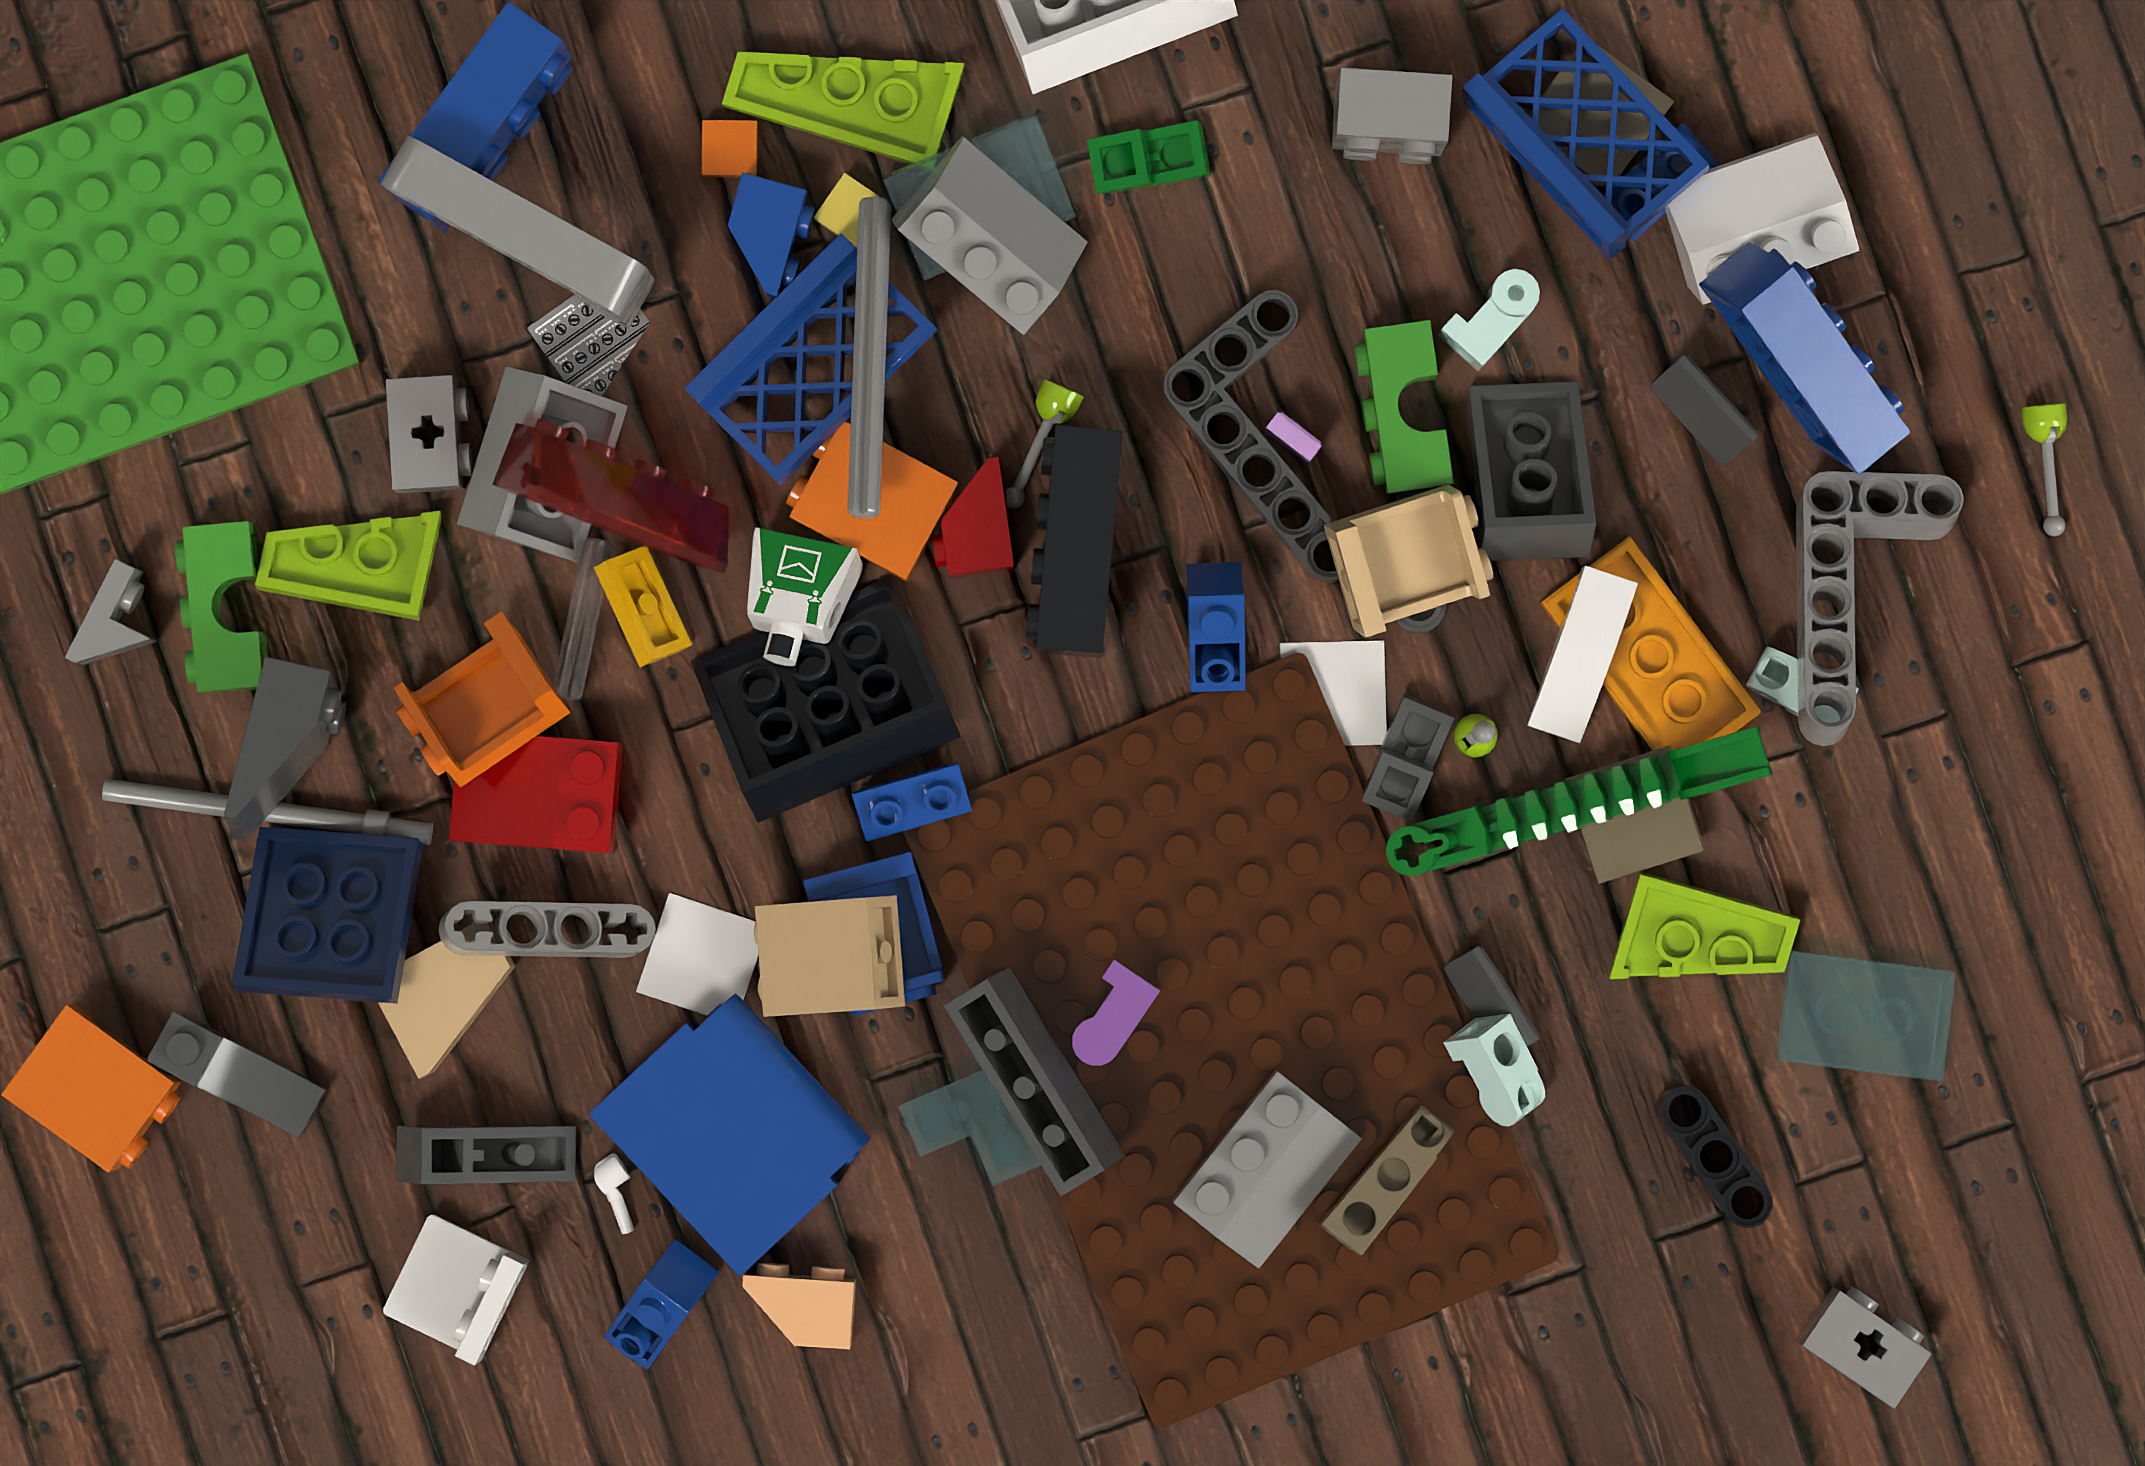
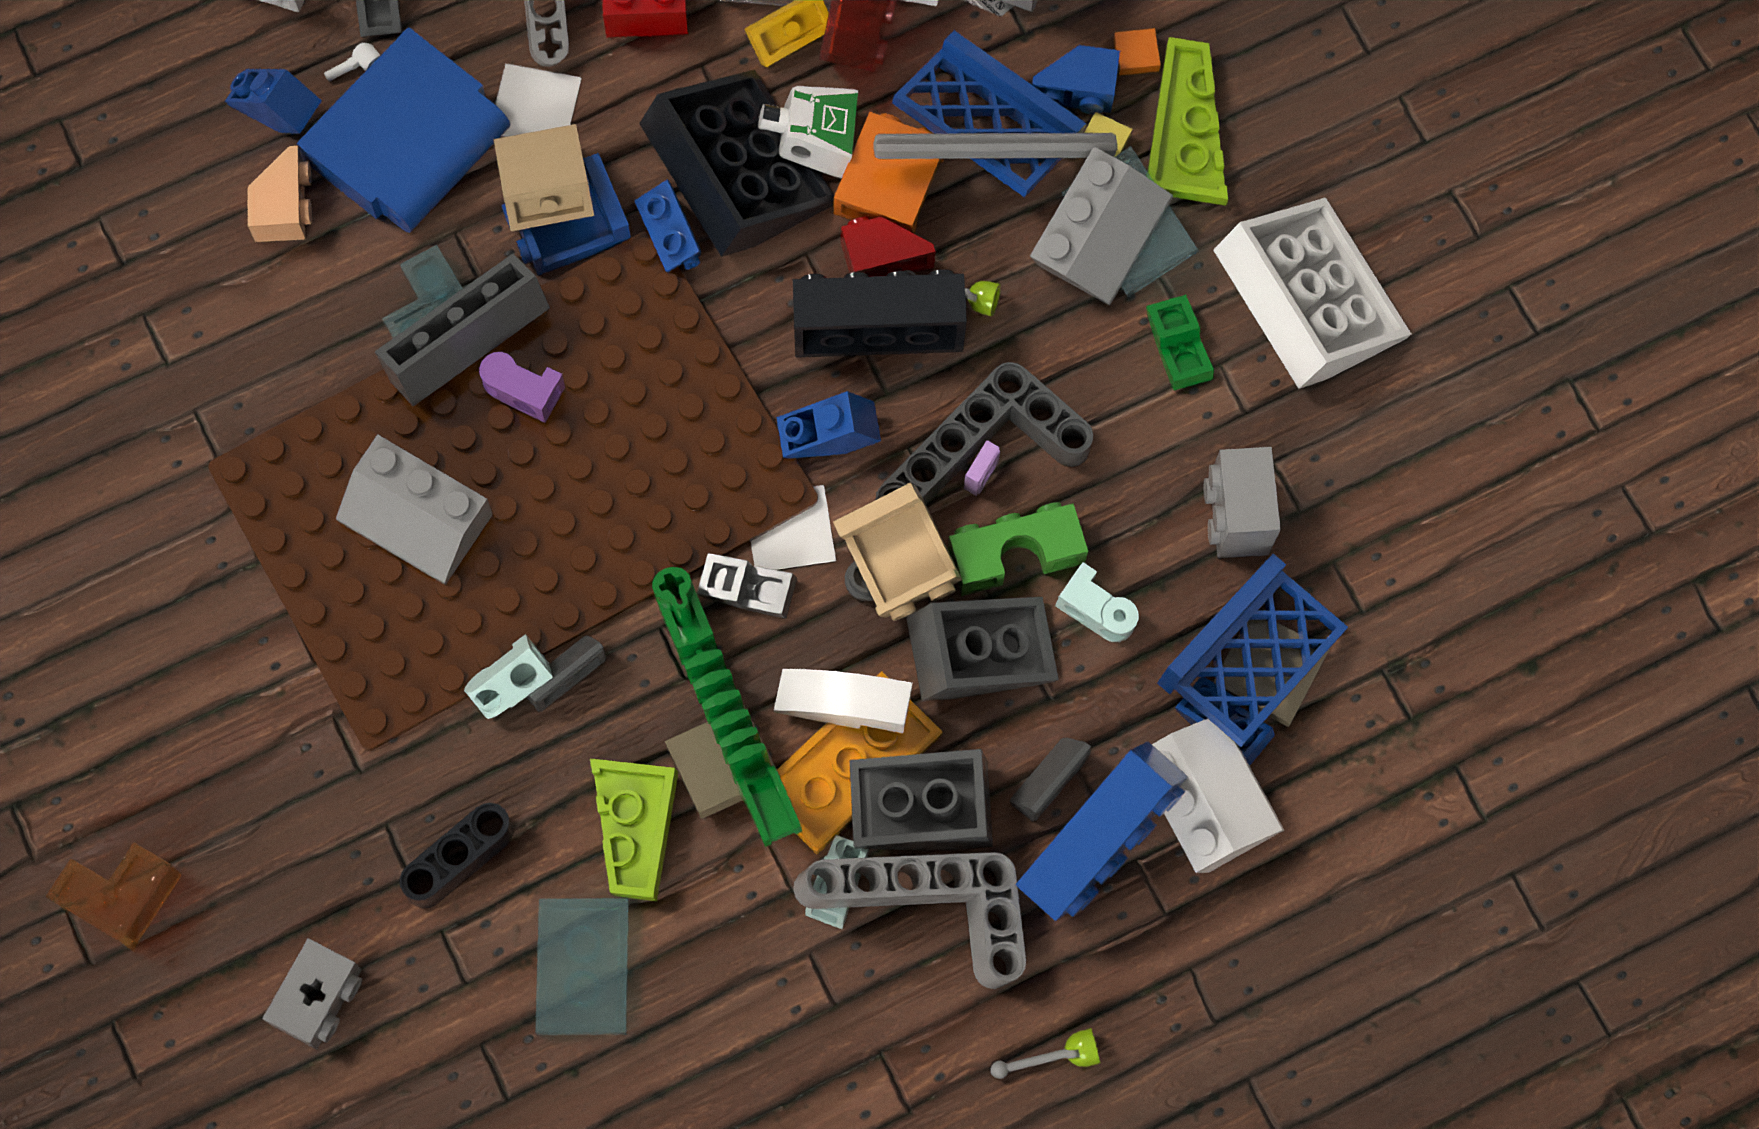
camera: 80 degrees right, 15 degrees down
(1387, 1181) = (410, 600): dark tan leg -> none
(1479, 732) = (769, 630): lime hinge -> none
(1724, 575) = (922, 801): none -> dark grey slope

